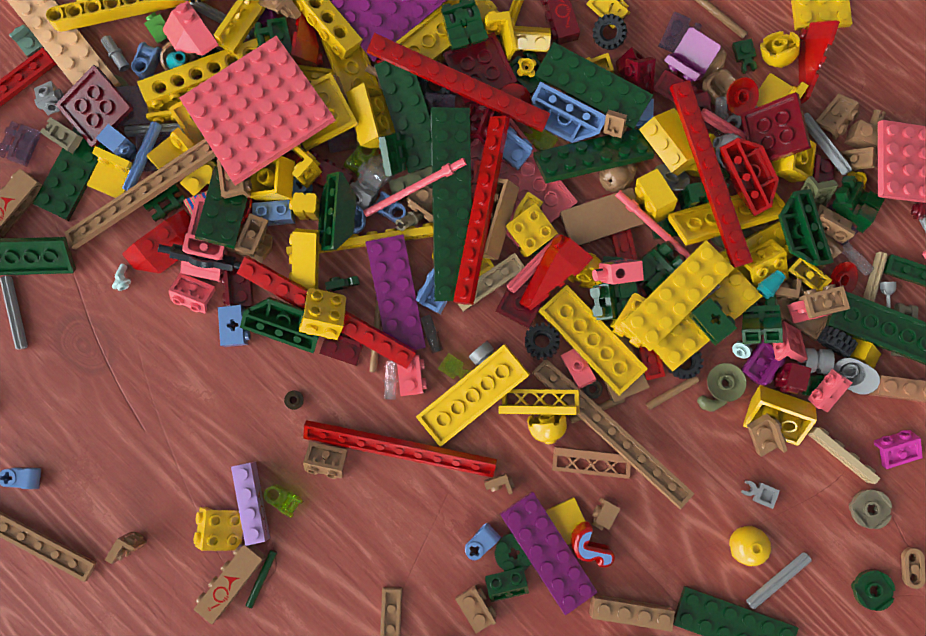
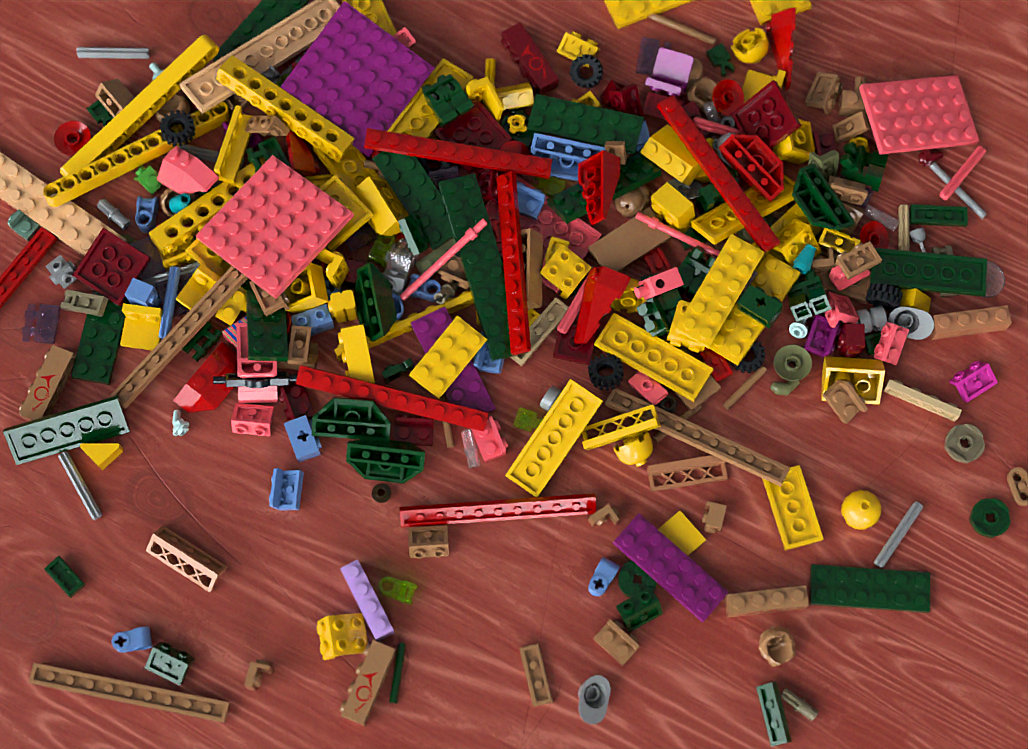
camera: 15 degrees left, 10 degrees down
(38, 289) = (102, 453): none -> yellow slope
(50, 508) = (169, 662): none -> bracket
(94, 409) = (186, 554): none -> nougat fence
(203, 371) = (286, 489): none -> medium blue bracket
(305, 370) = (385, 461): none -> dark green wedge
(323, 314) = (390, 399): yellow bracket -> none
(392, 286) = (448, 357): none -> yellow plate
(431, 334) = (497, 395): clear smoke axle -> none
(588, 550) = (707, 555): red animal -> none
(590, 147) = (599, 179): none -> red wedge
(684, 531) = (793, 510): none -> yellow plate
(762, 494) = (858, 457): light grey plate -> none
(826, 145) = (819, 120): light grey axle -> none

